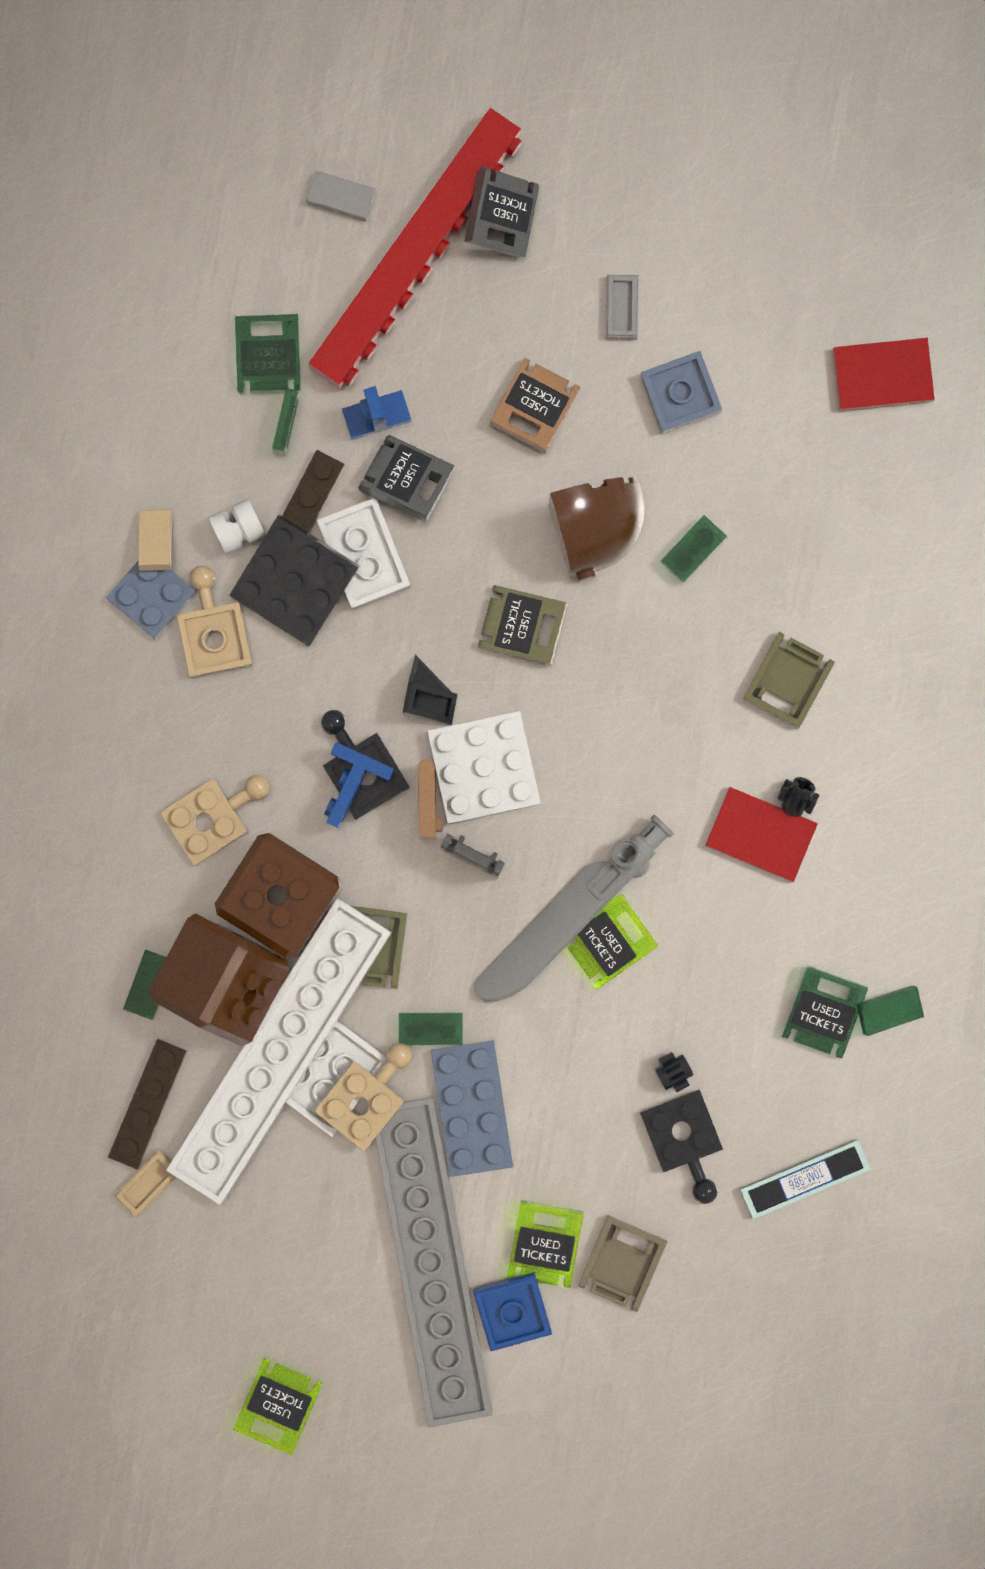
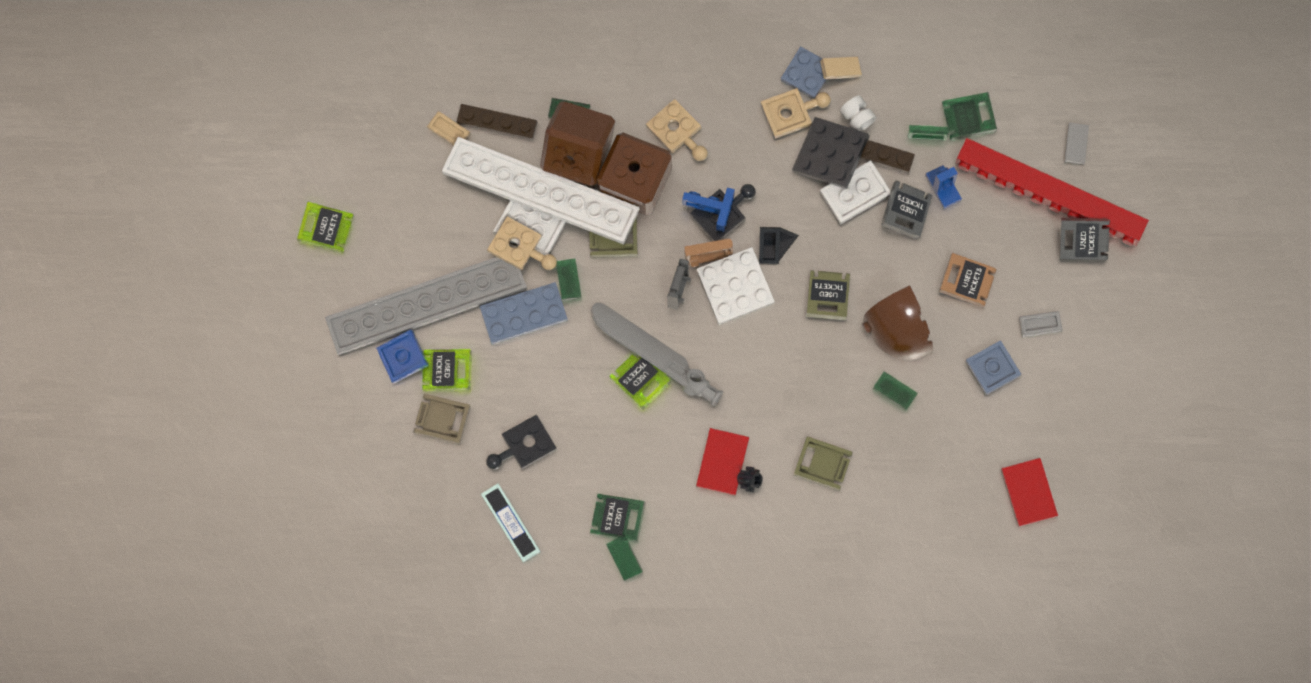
camera: 85 degrees right, 10 degrees down
(674, 1072) = (564, 430): black gear -> none

